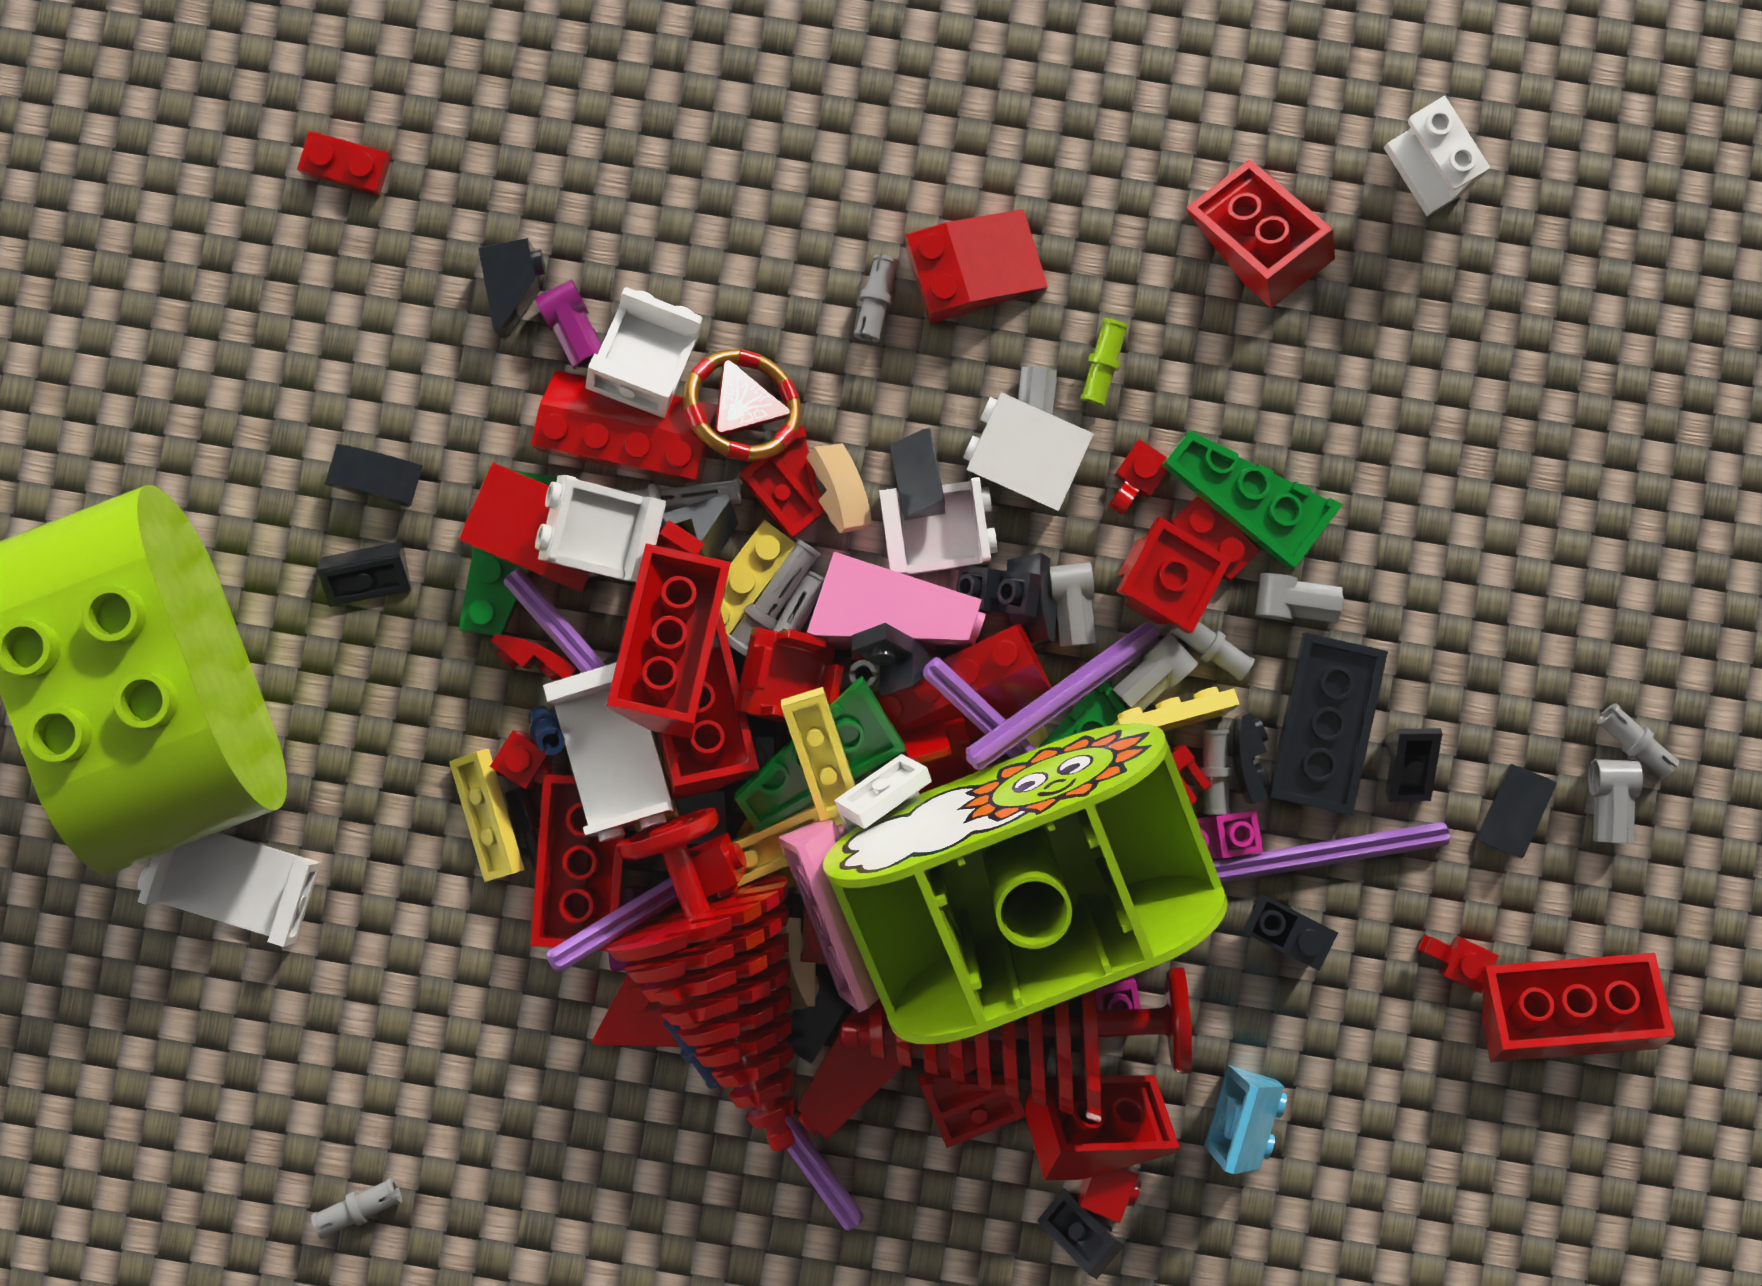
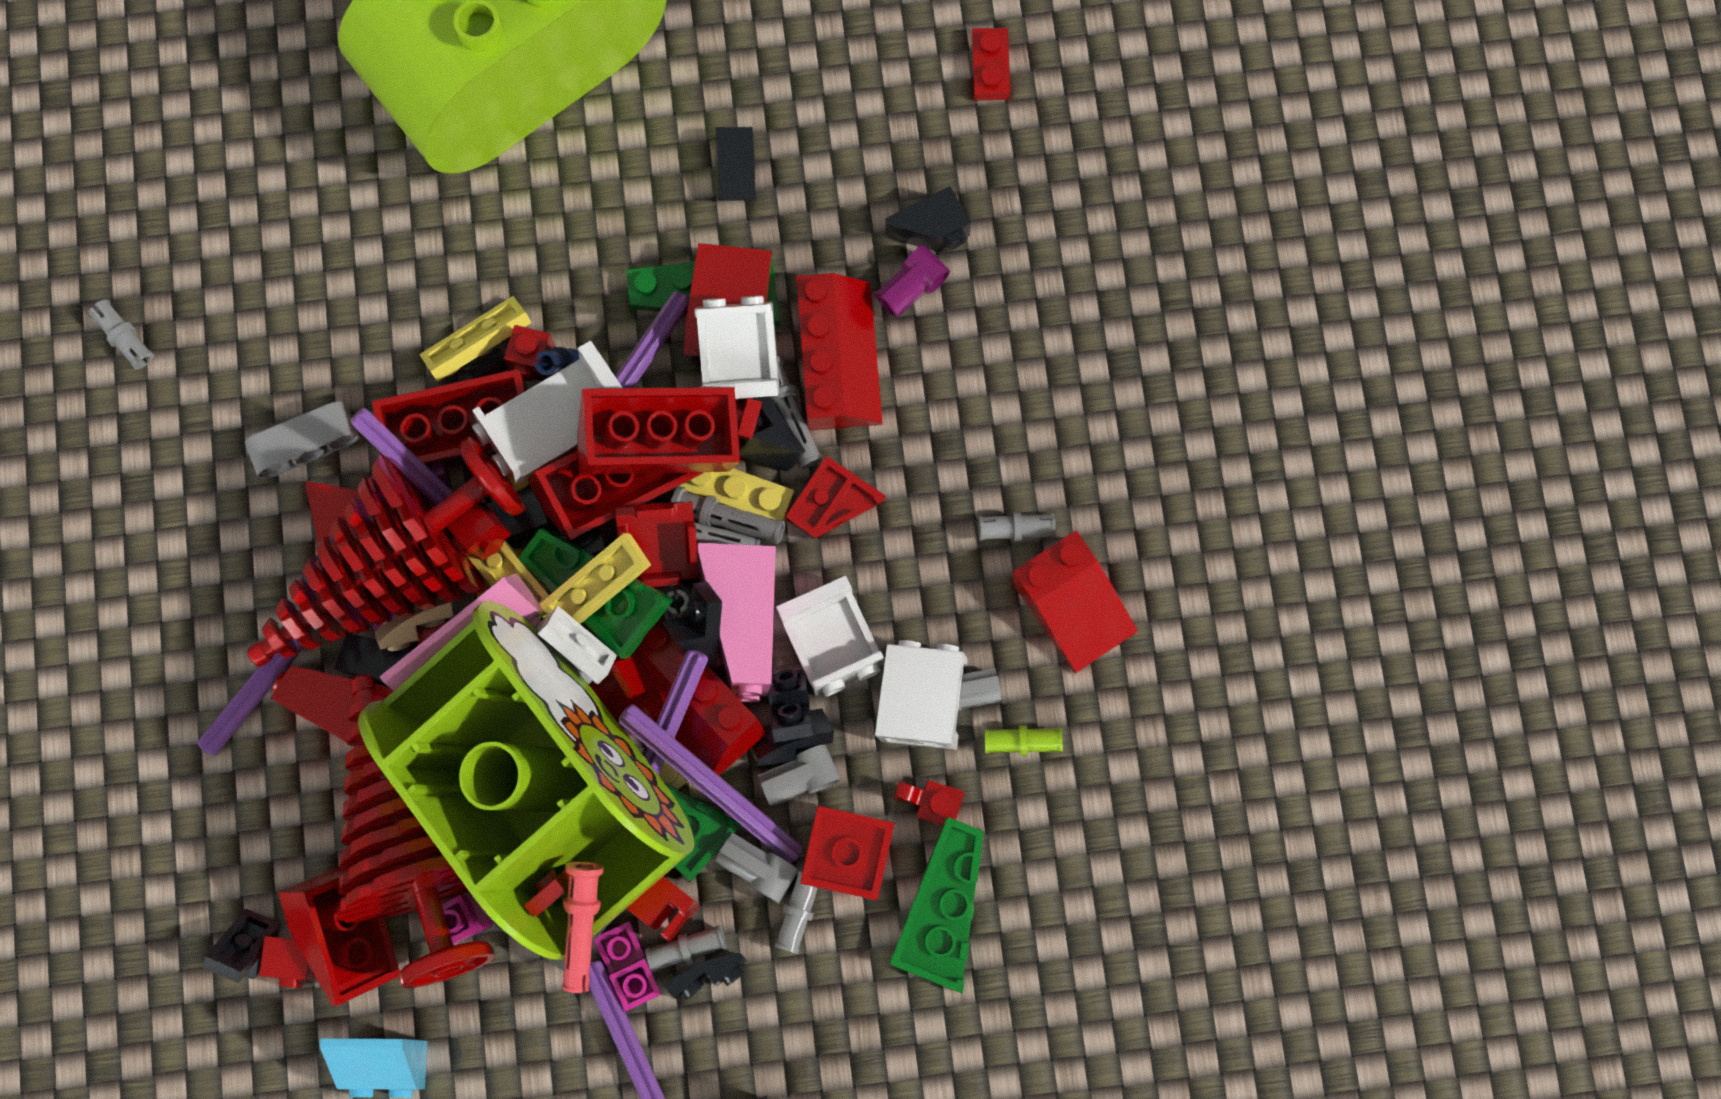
camera: 75 degrees right, 10 degrees down
(234, 884) = (365, 159): white panel -> none
(364, 574) = (652, 183): black slope -> none
(525, 653) = (621, 329): red slope -> none
(543, 1035) = (301, 440): none -> light grey beam
(644, 352) = (904, 346): white panel -> none
(742, 404) = (886, 440): piece -> none
(845, 494) = (838, 548): tan slope -> none
(918, 476) = (870, 607): black slope -> none
(965, 1109) = (322, 811): red wing -> none
(1148, 885) = (549, 890): none -> red plate
(1176, 714) = (724, 892): light yellow plate -> none
(1184, 858) = (581, 908): none -> coral pin
(1216, 531) = (897, 887): red plate -> none
(1263, 232) = (1185, 847): red slope -> none
(1287, 598) = (861, 968): light grey piece -> none
(1289, 932) = (558, 1053): black slope -> none
(1327, 723) = (757, 1038): black plate -> none
(1437, 156) = (1303, 979): white panel -> none

